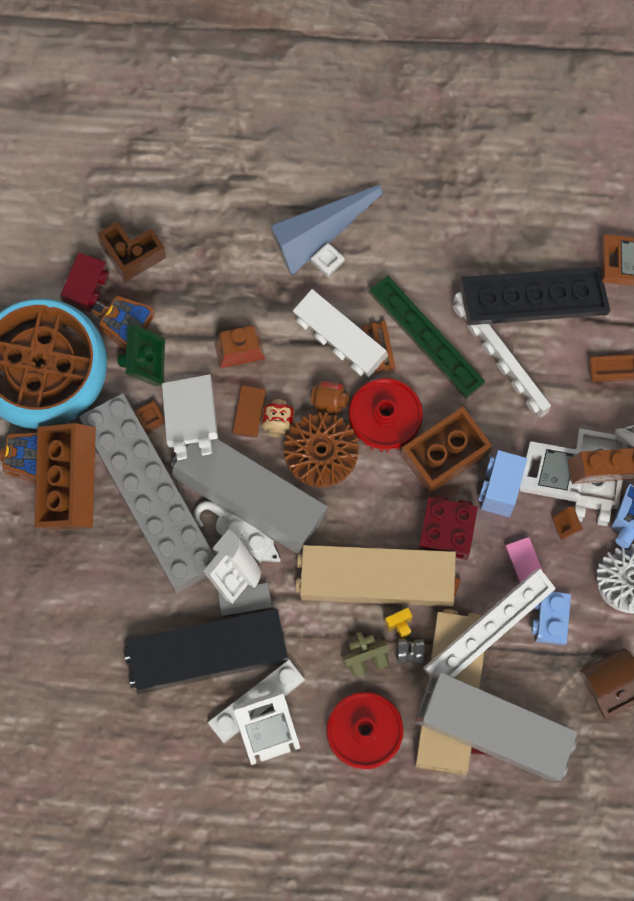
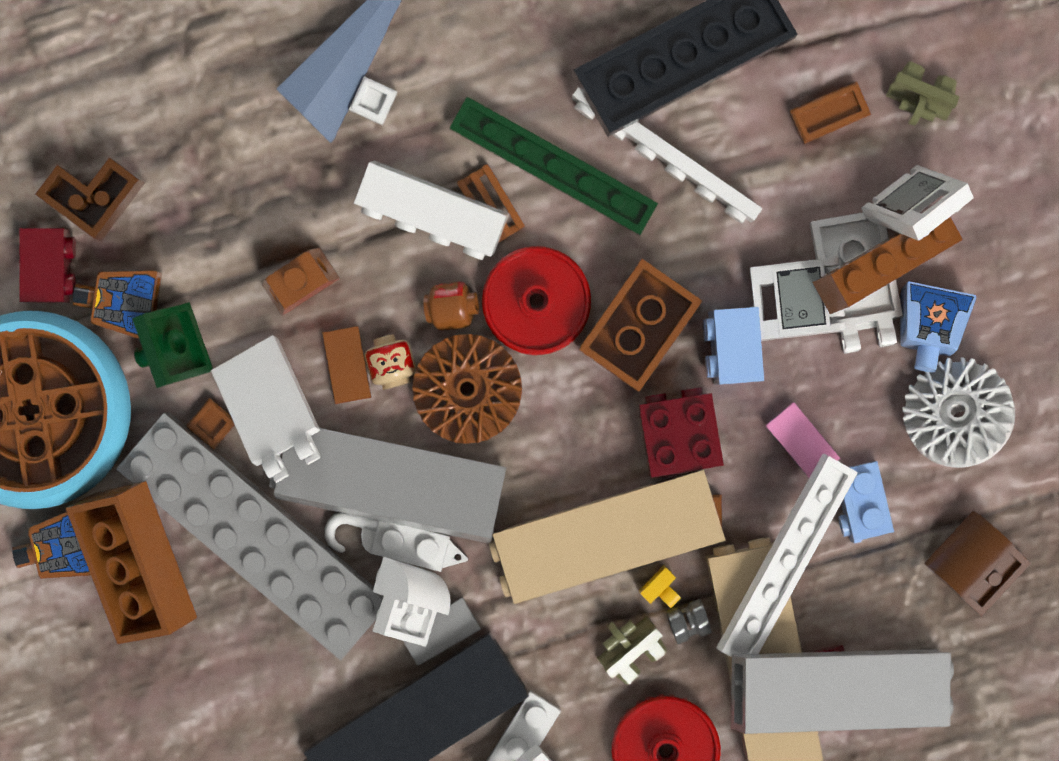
camera: 15 degrees left, 15 degrees up
(567, 523) = (839, 364): dark orange tile -> none

